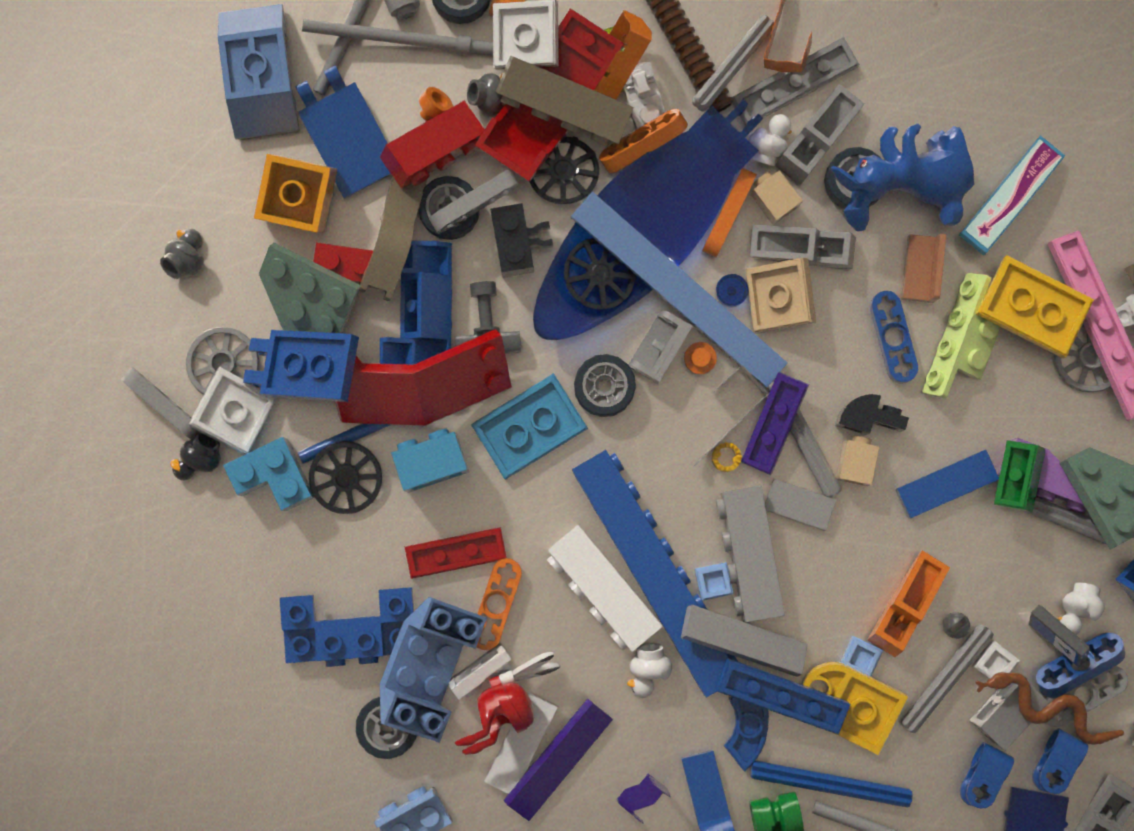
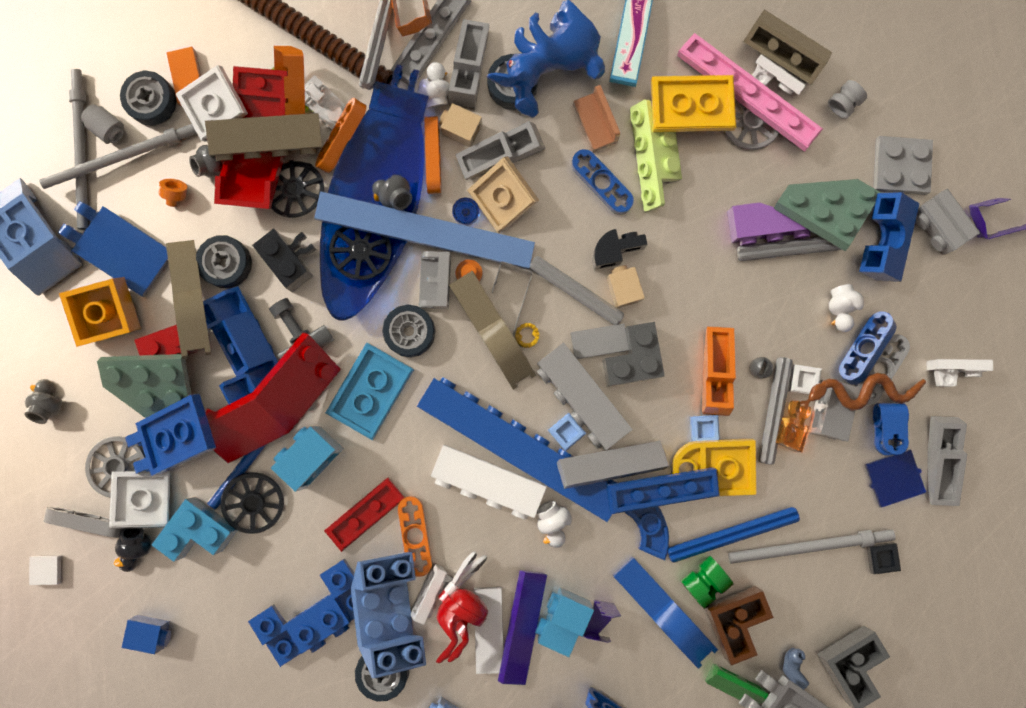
camera: 25 degrees left, 0 degrees up
(93, 431) = (45, 570): none -> white tile
(165, 555) = (146, 634): none -> blue brick
(432, 145) = (183, 221): red brick -> none
(473, 201) = (236, 246): light grey beam -> none
(605, 777) = (565, 621): none -> dark azure brick
(666, 232) = (393, 192): none -> dark grey animal
(693, 431) = (492, 329): none -> dark tan piece
(775, 423) = (549, 291): dark purple tile -> none
(835, 548) = (642, 360): none -> dark grey brick
(947, 484) = (699, 268): blue tile -> none
(953, 708) = (792, 430): none -> clear orange plate
(987, 772) = (843, 464): blue piece -> none
(1019, 476) = (749, 233): green slope -> none
(1059, 635) = (841, 335): dark grey tile -> none

